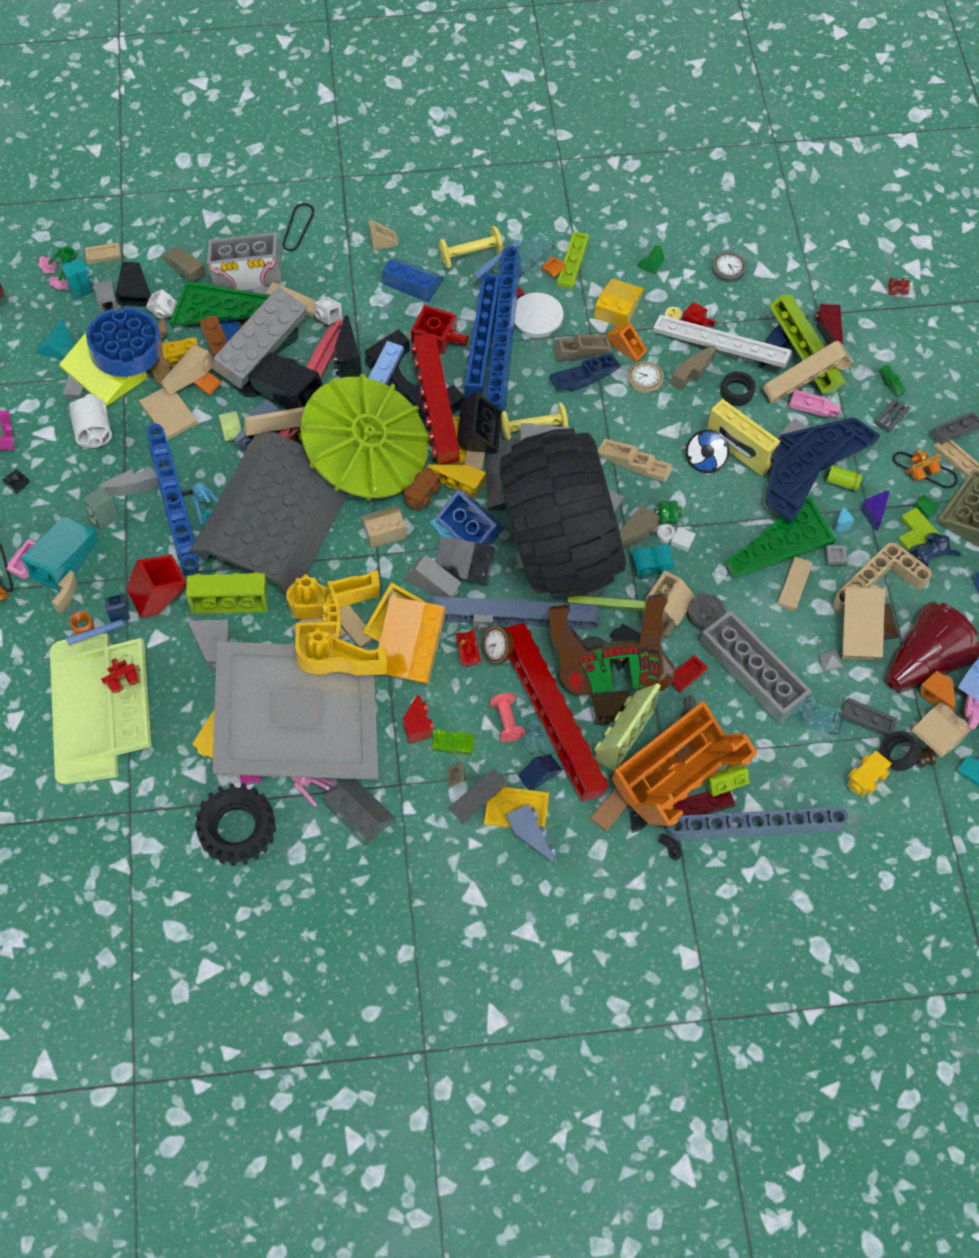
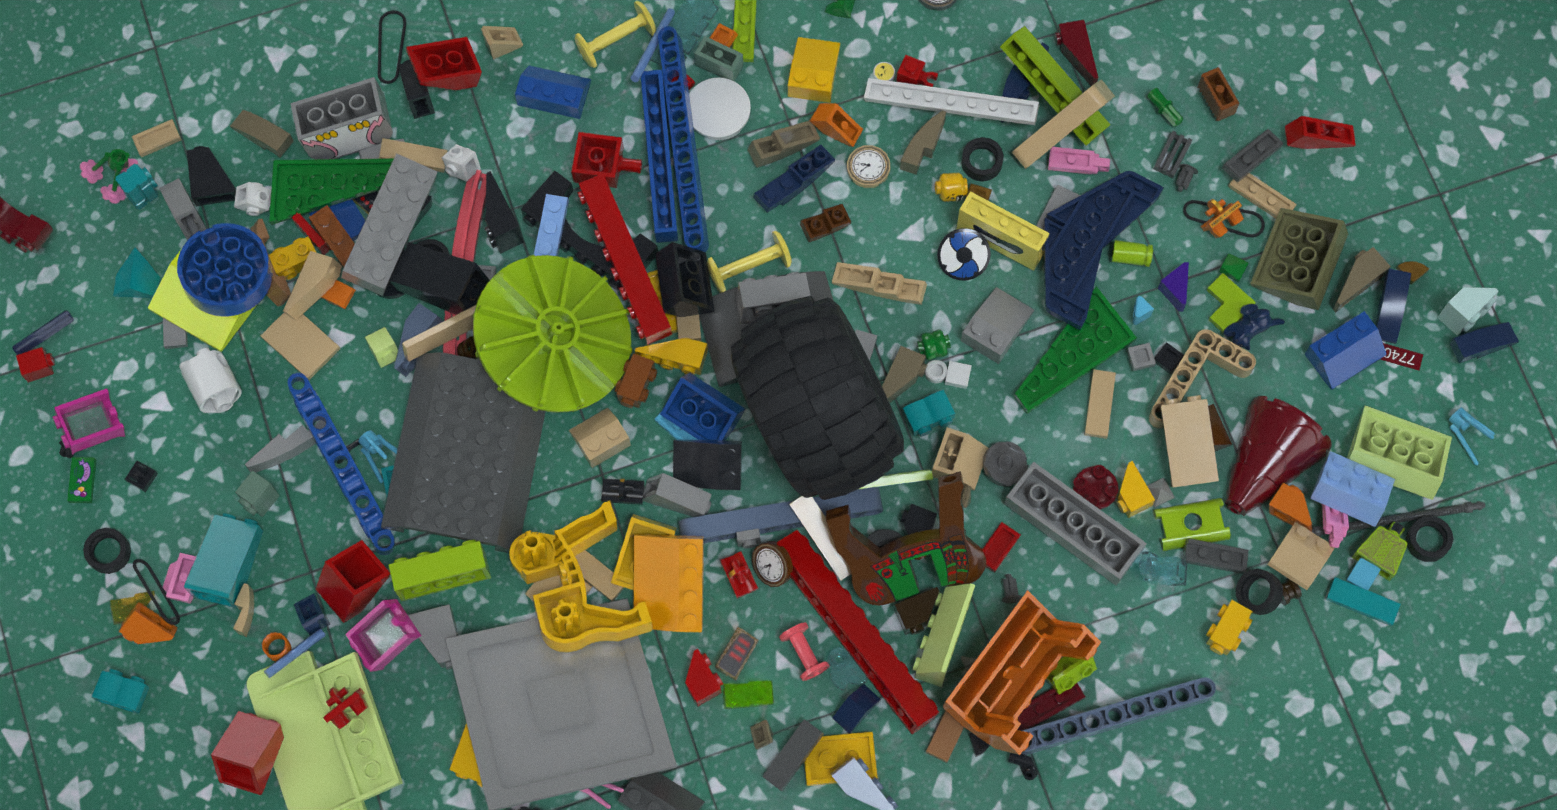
camera: 10 degrees left, 10 degrees up
(33, 697) = (247, 752): none -> slope
(168, 630) = (382, 634): none -> dark pink window
(195, 332) = (307, 230): none -> red tile
(308, 256) = (417, 94): none -> black slope
(335, 240) = (445, 64): none -> red slope
(390, 567) = (623, 491): none -> black hips
(451, 708) = (736, 653): none -> slope
(541, 625) = (817, 527): none -> tile
(546, 278) = (718, 59): none -> sand green brick
(605, 409) = (826, 223): none -> reddish brown slope
(707, 401) = (951, 187): none -> yellow head
(721, 509) = (996, 325): none -> light grey slope
(780, 642) = (1096, 486): none -> dark red dish
(809, 655) = (1134, 494): none -> yellow slope
(839, 693) = (1176, 531): none -> lime piece
(857, 560) = (1168, 358): none -> black tile
(899, 432) = (1185, 176): none -> dark grey piece
(937, 377) = (1218, 94): none -> dark orange brick

